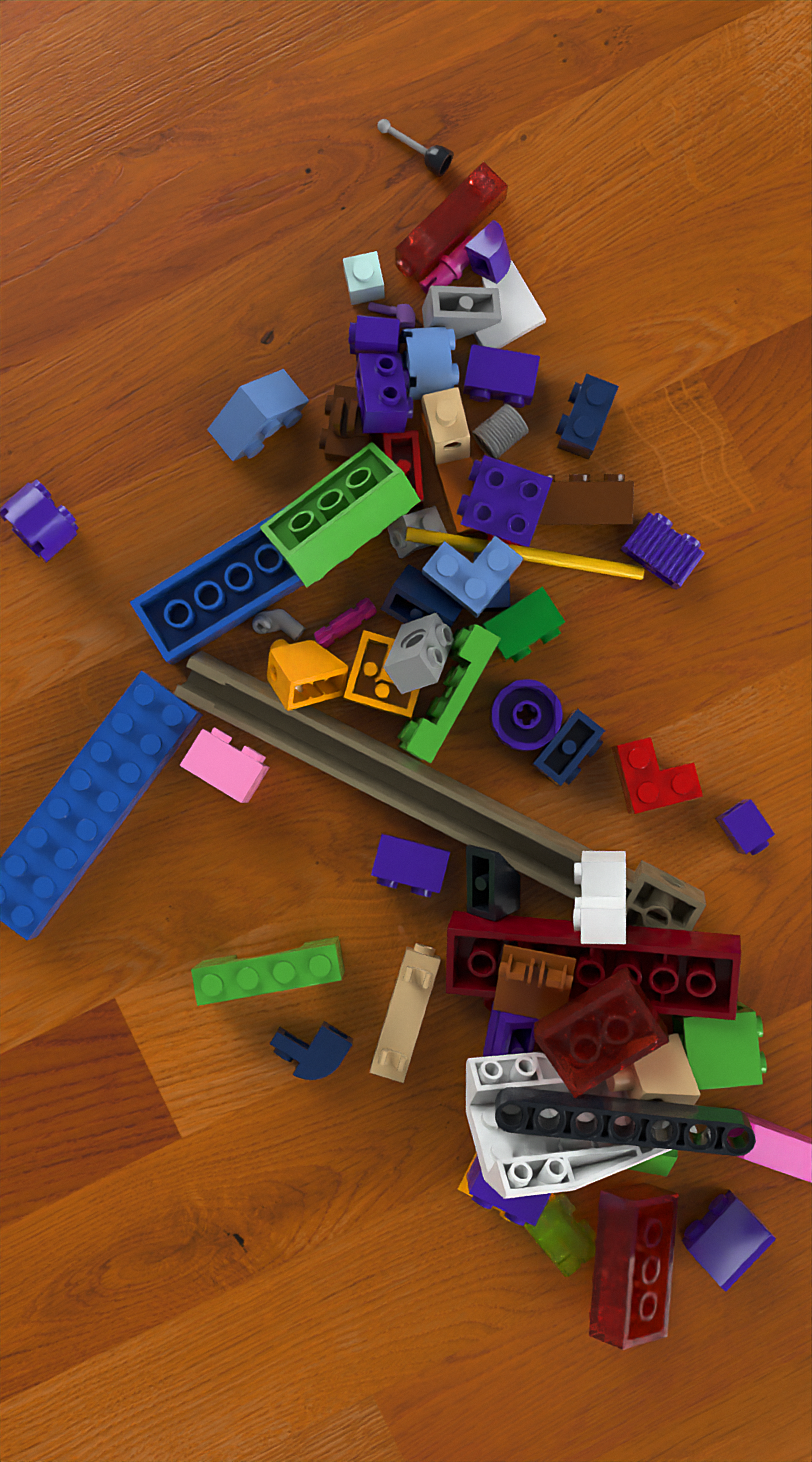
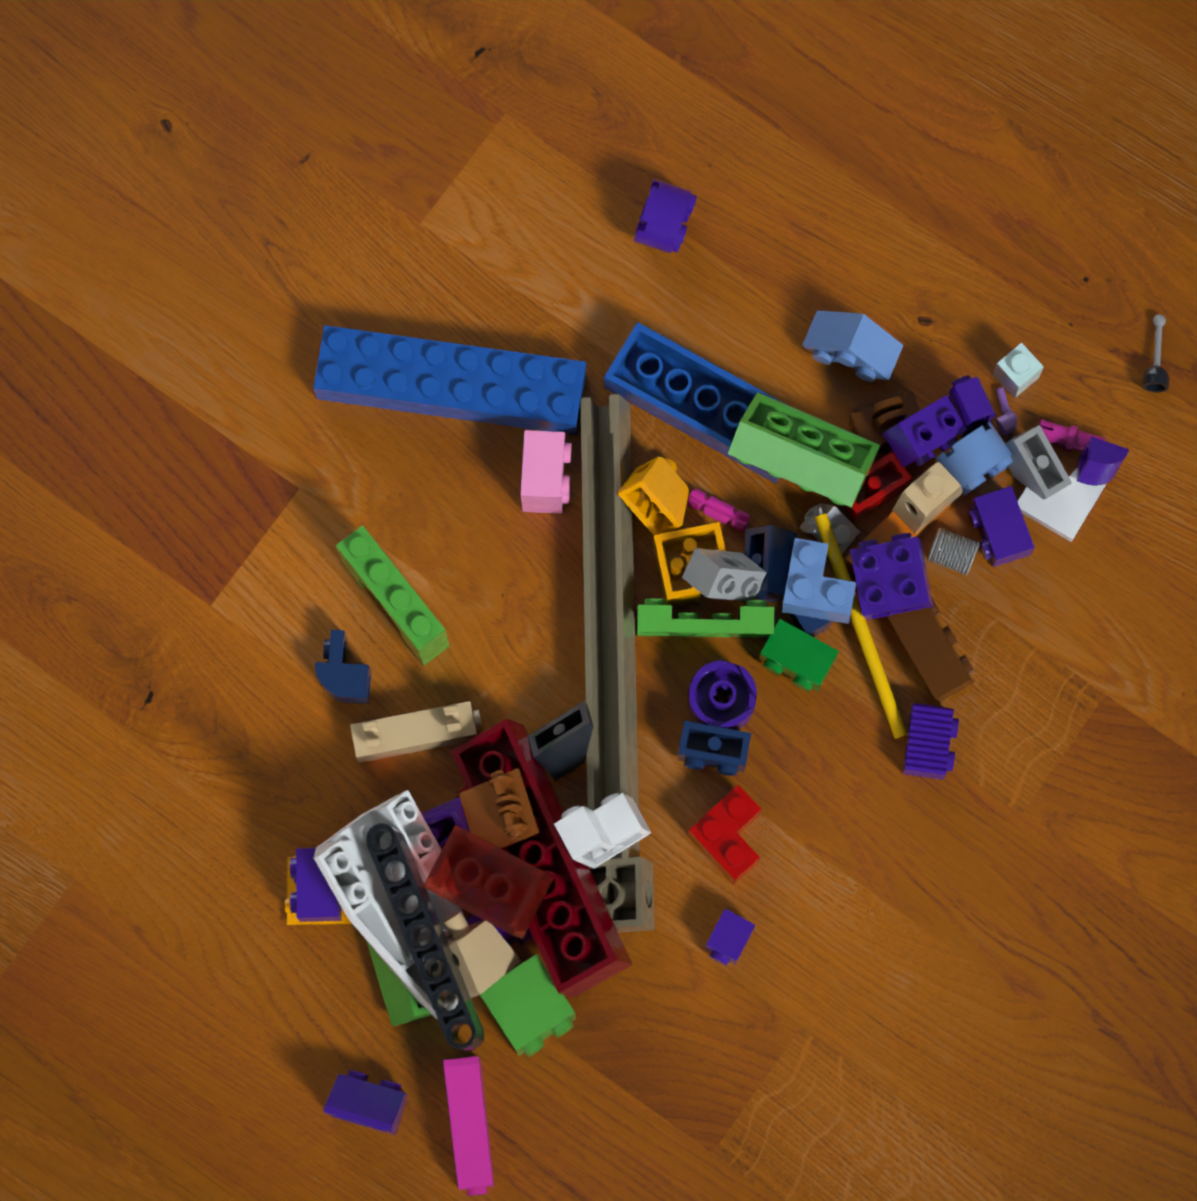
camera: 65 degrees right, 10 degrees down
(277, 620) = (689, 453): light grey arm -> none
(410, 864) = (544, 668): dark purple brick -> none
(450, 223) = (1106, 416): clear red brick -> none
(562, 1235) = (297, 958): clear neon green brick -> none
(590, 409) = (1007, 616): dark blue brick -> none
(633, 1265) = (303, 1031): clear red brick -> none

